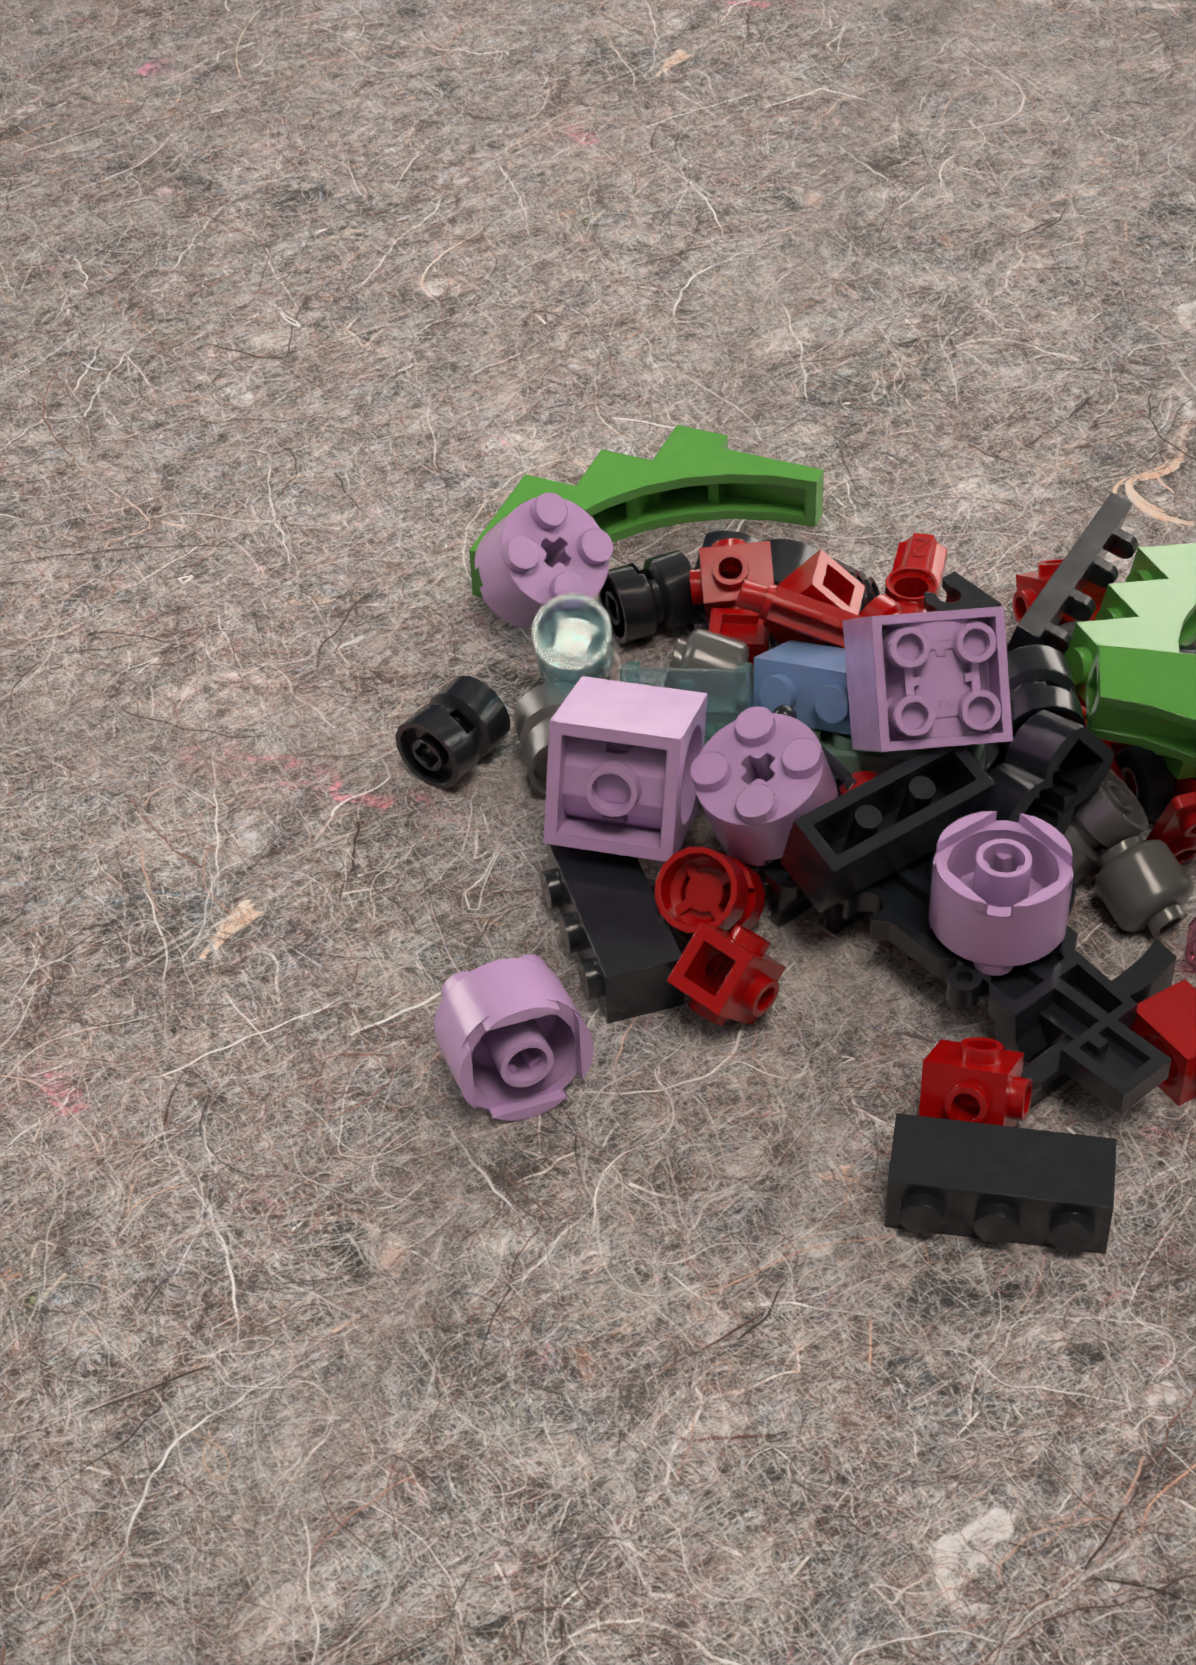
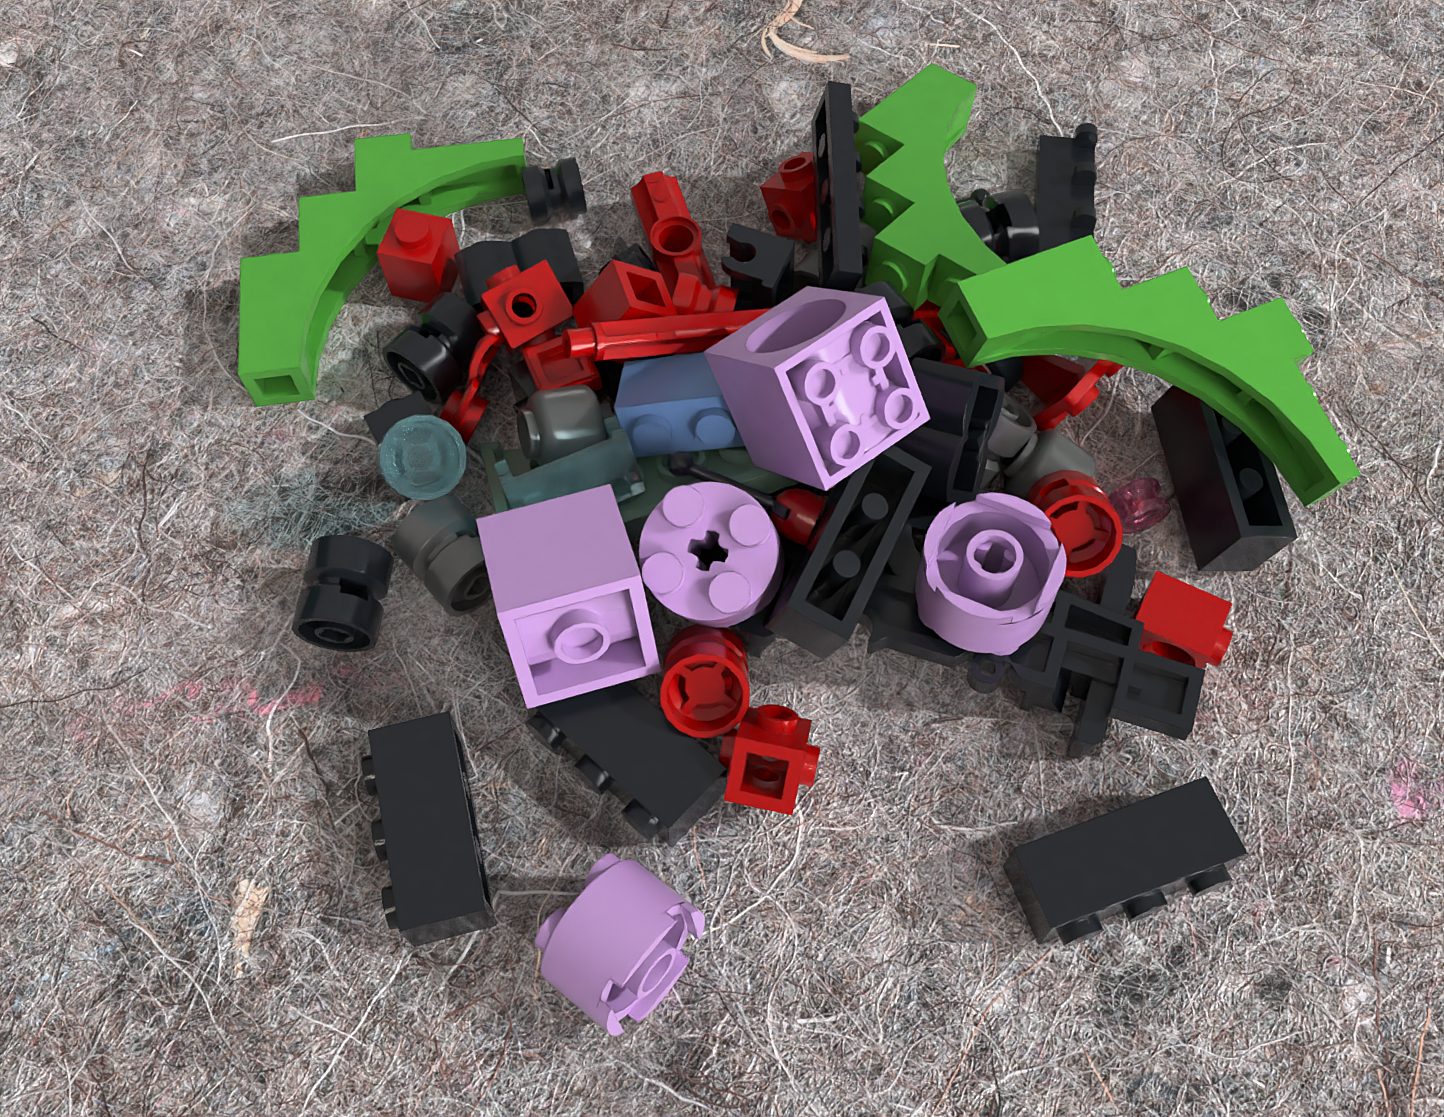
camera: 30 degrees left, 20 degrees up
(413, 915) = (427, 830): none -> black brick
(540, 554) = (326, 364): lavender brick -> none
(656, 630) = (466, 410): none -> red plate
(676, 521) = (419, 255): none -> red brick
(831, 523) = (554, 190): none -> black wheel
(975, 1083) = (1052, 777): red brick -> none
(1122, 906) = (1086, 527): none -> red wheel

